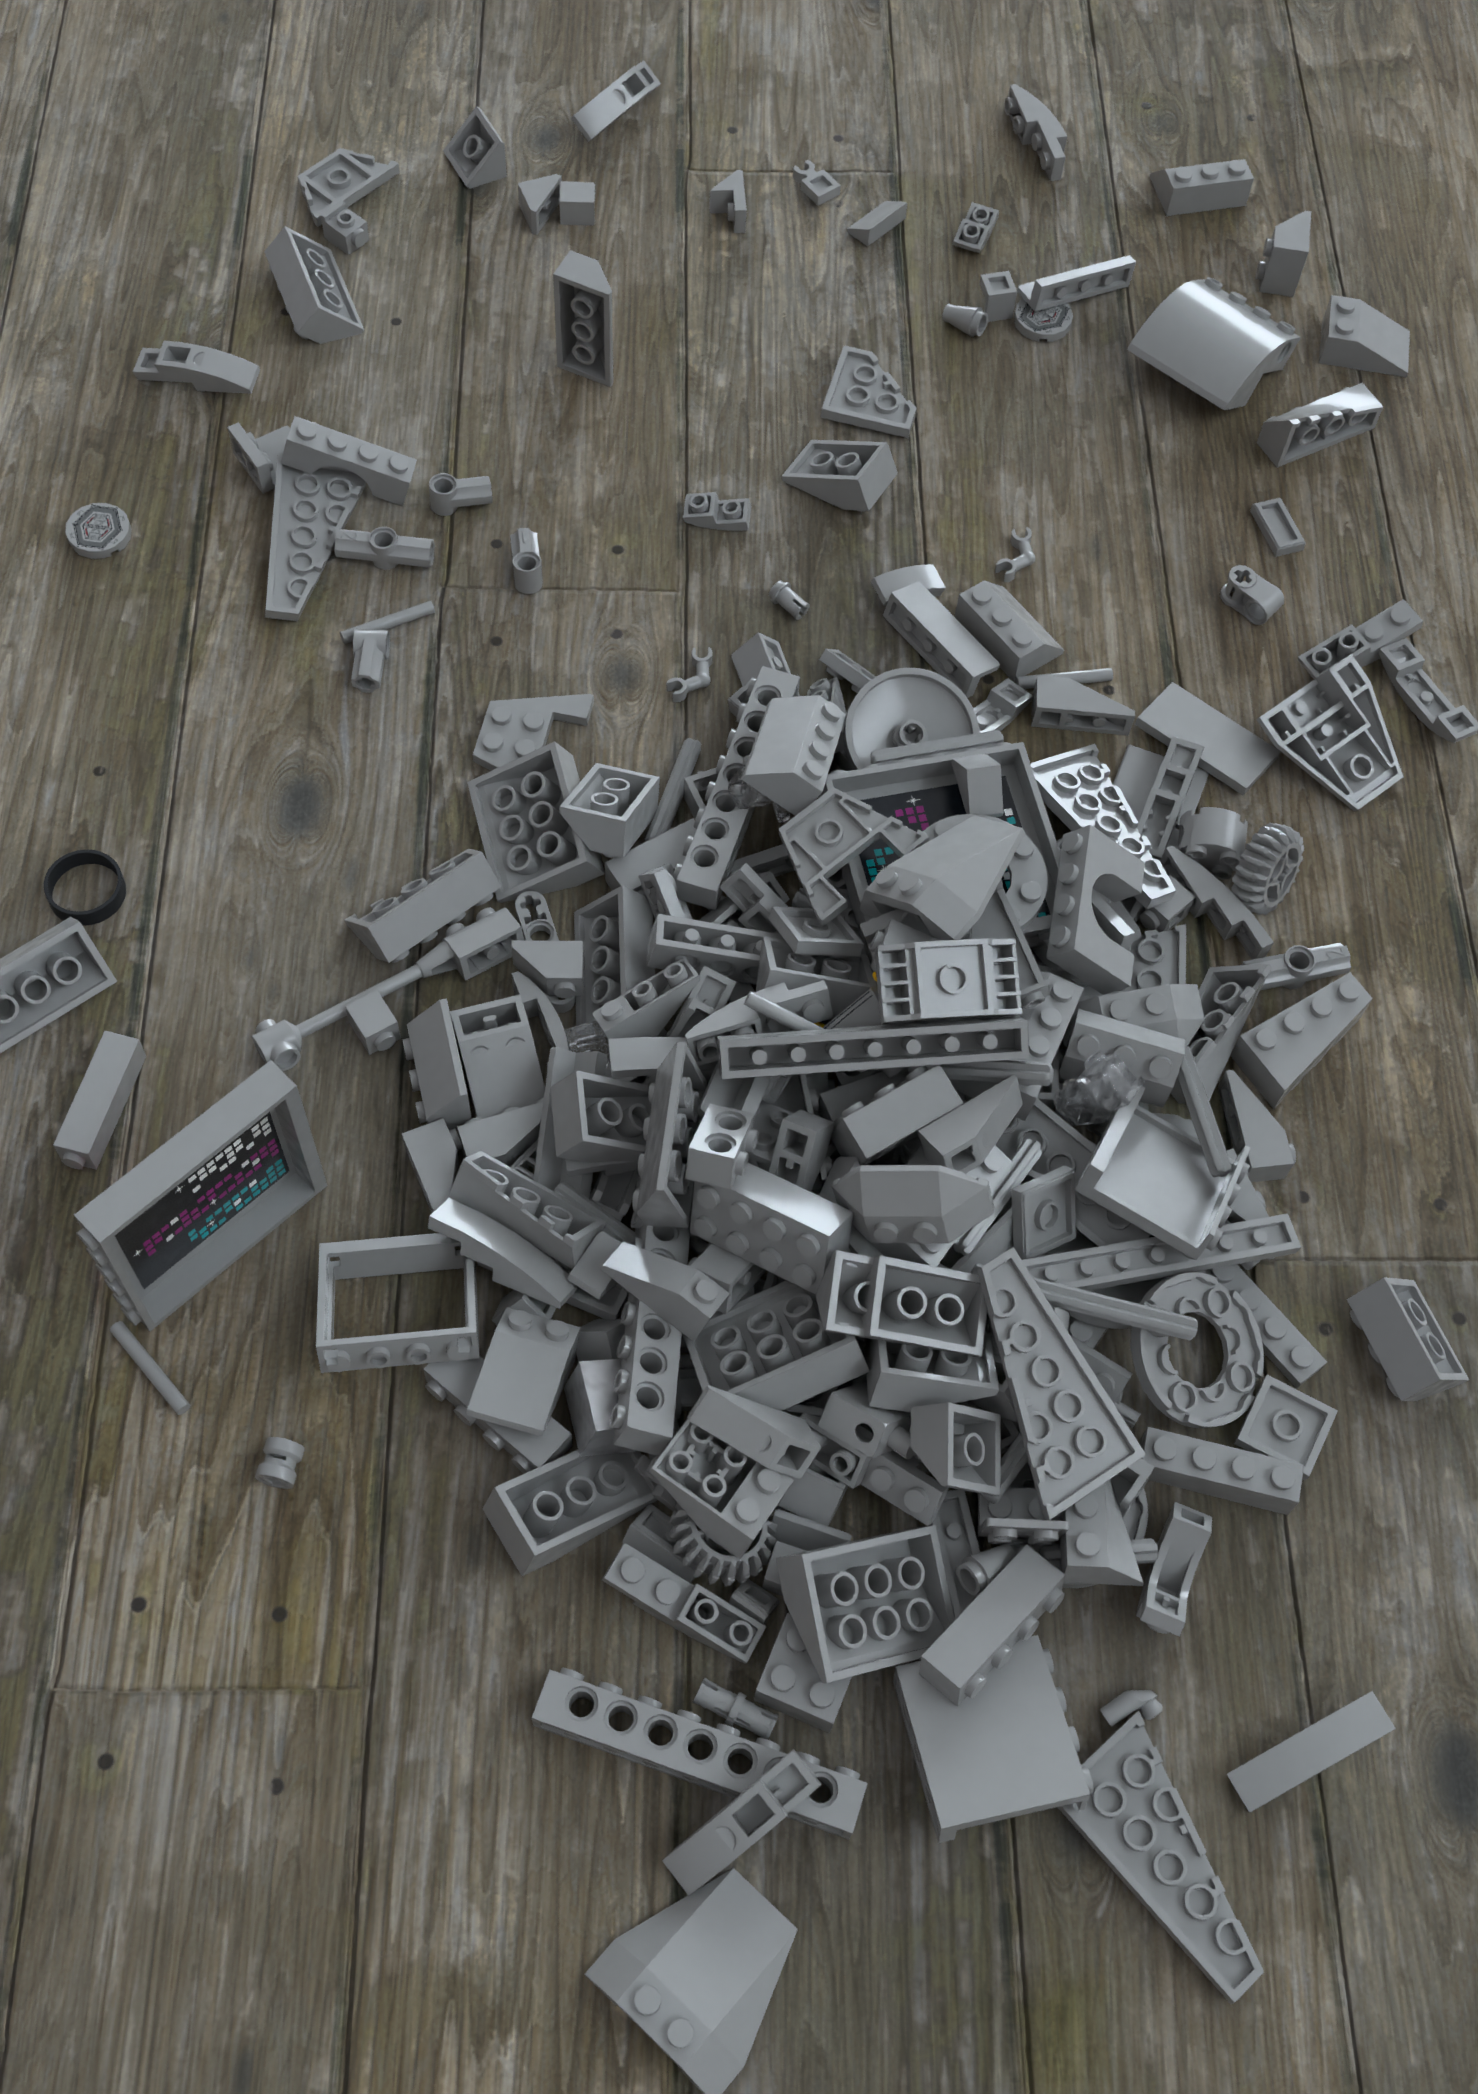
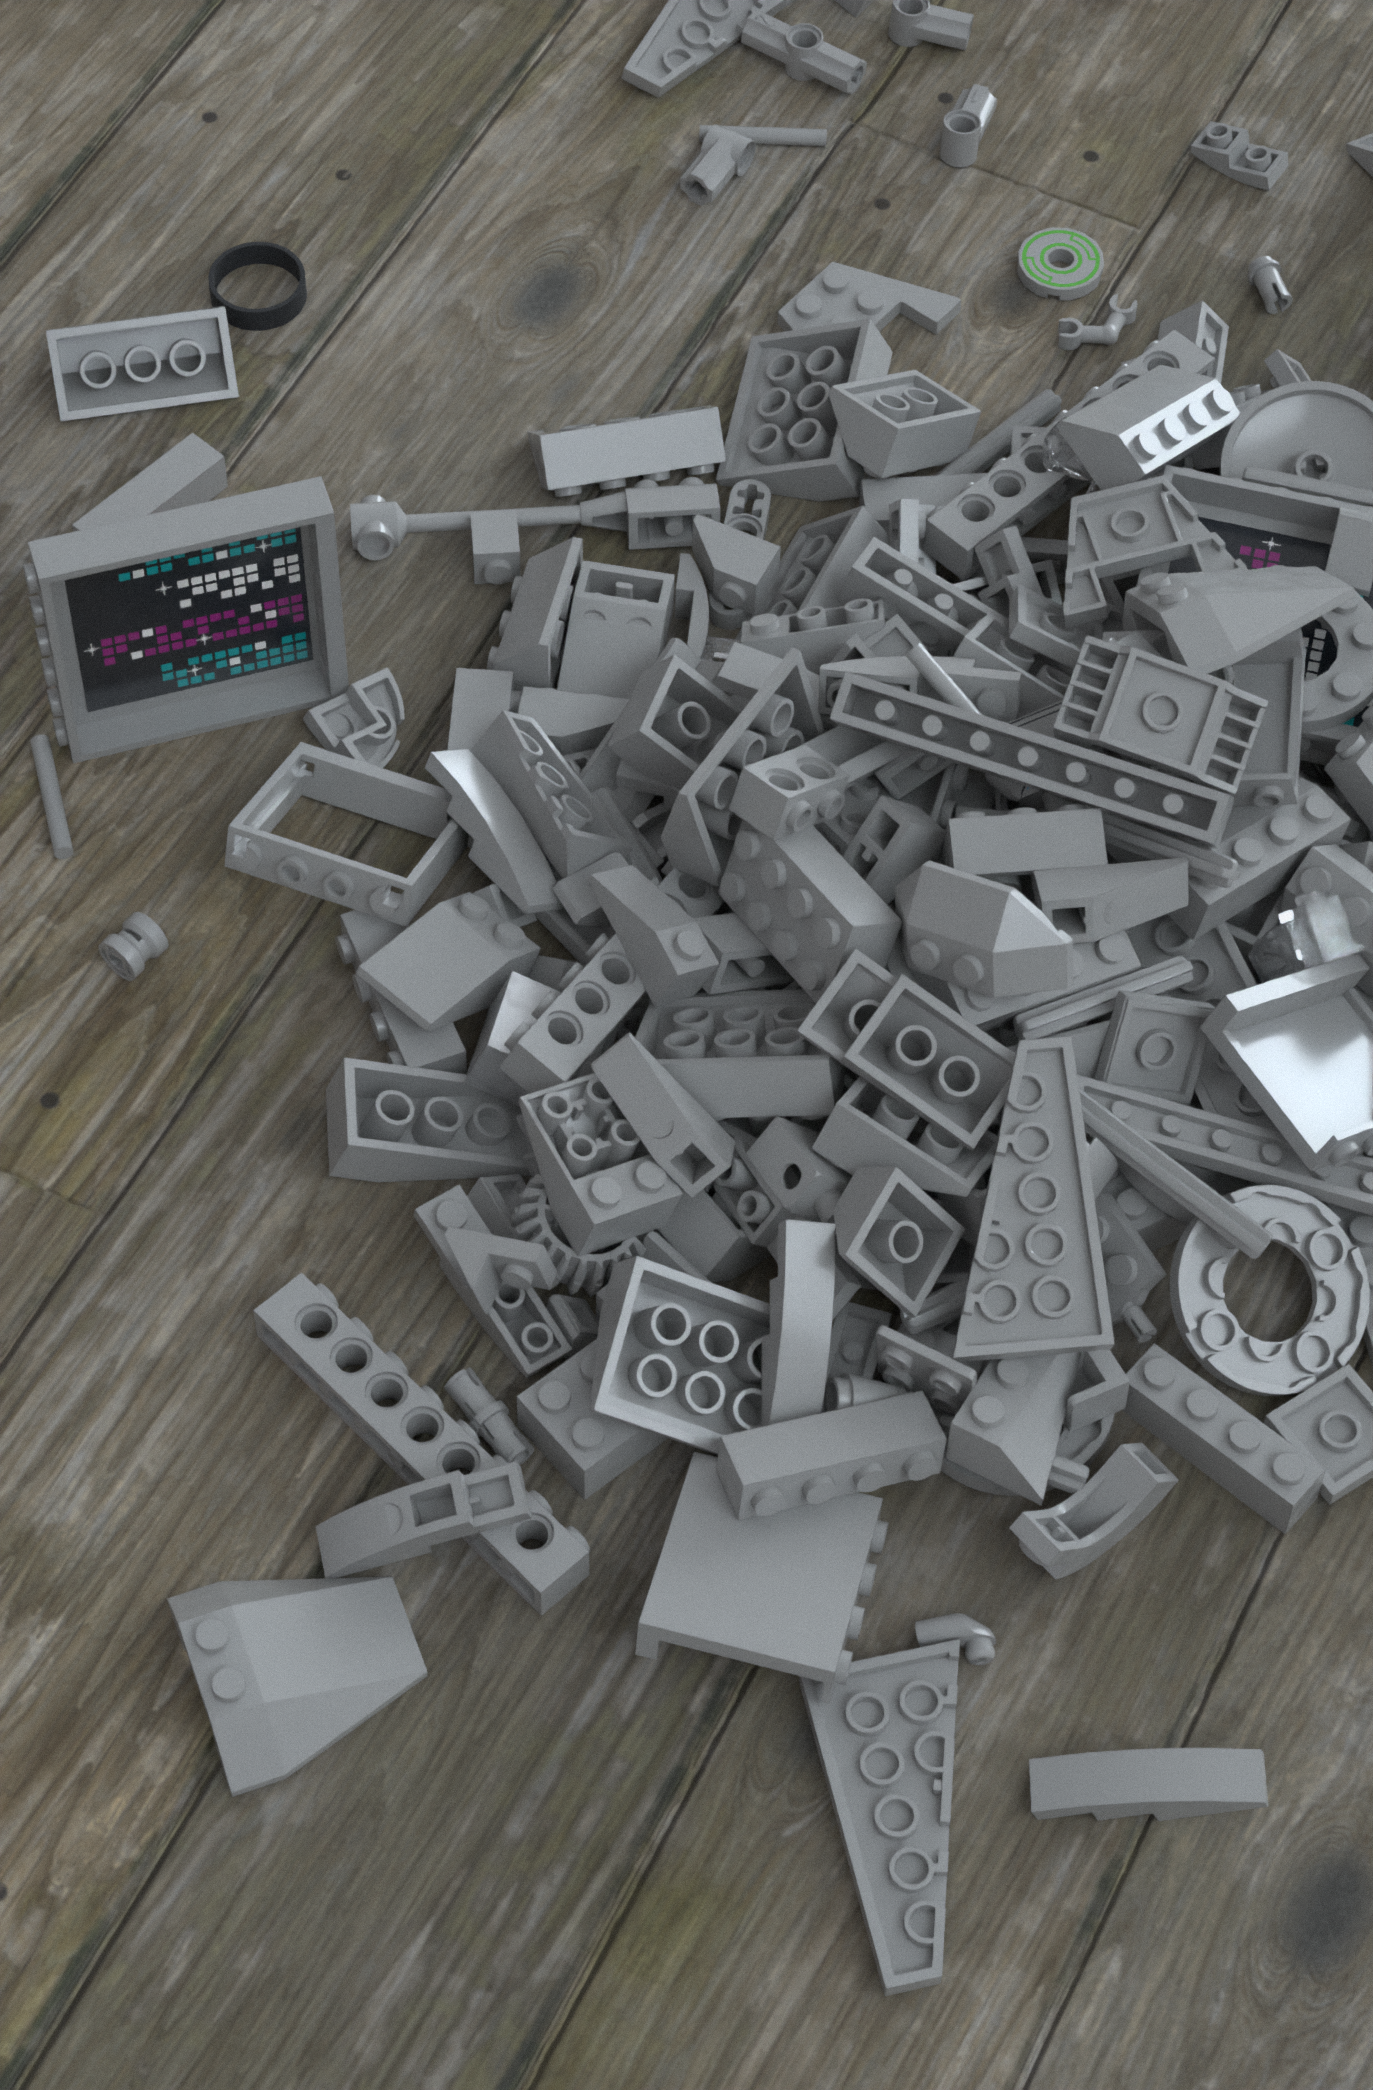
camera: 30 degrees right, 5 degrees down
(349, 1204) = (361, 720): none -> light grey brick
(647, 625) = (1061, 245): none -> light grey tile
(682, 1598) = (494, 1259): none -> light grey slope
(930, 1545) = (800, 1322): none -> light grey slope

